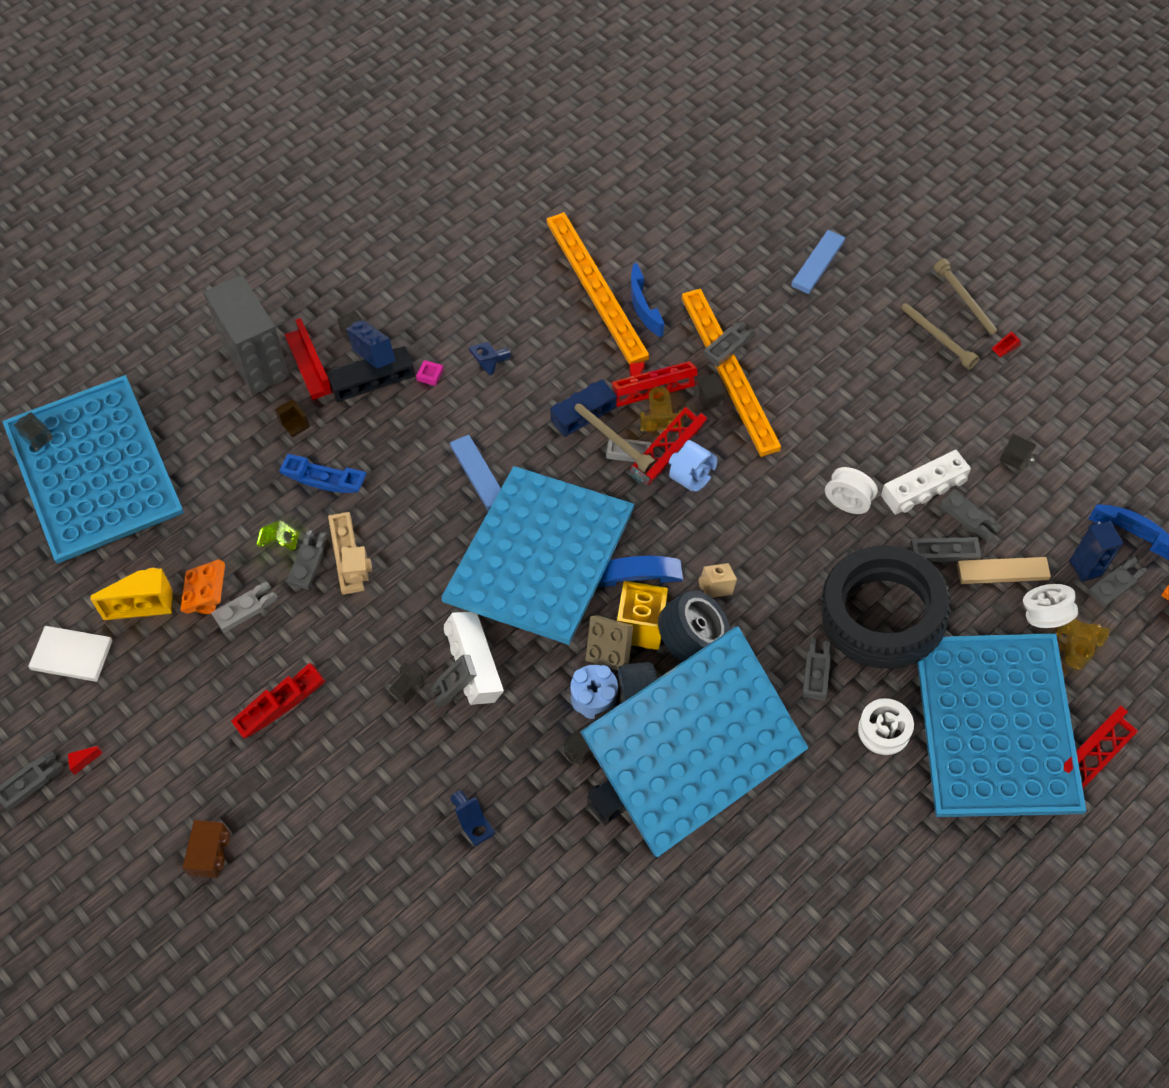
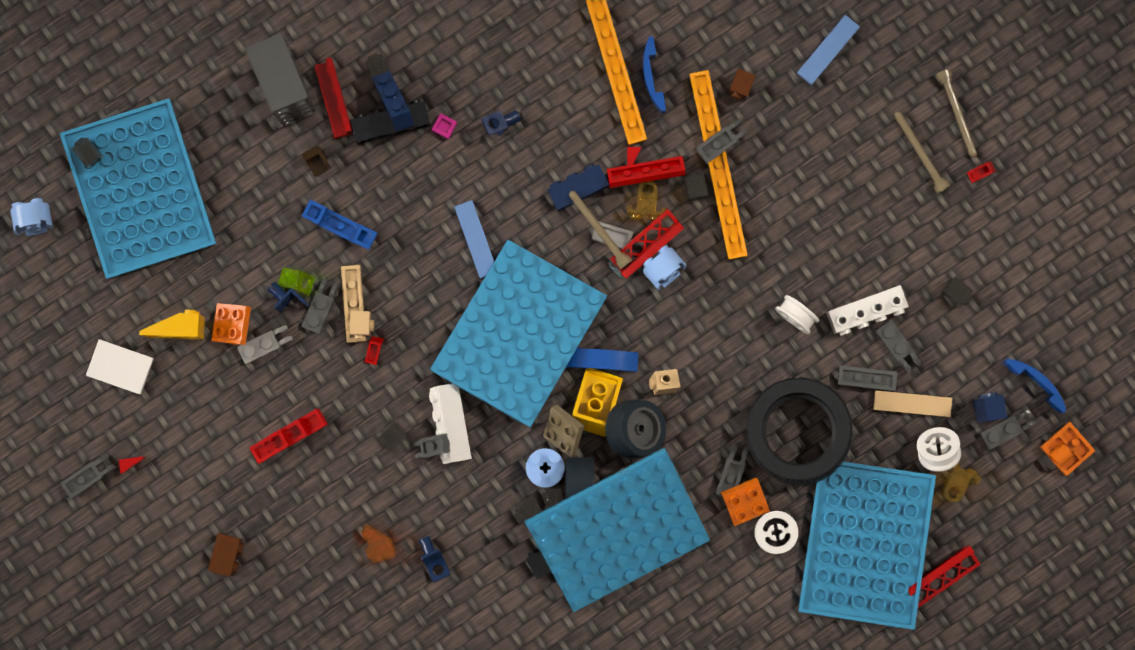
camera: 10 degrees right, 25 degrees up
(266, 554) = (283, 297): none -> dark blue bracket
(373, 597) = (374, 350): none -> red piece
(402, 808) = (380, 544): none -> clear orange slope
(737, 297) = (741, 84): none -> reddish brown brick
(840, 695) = (745, 501): none -> orange plate

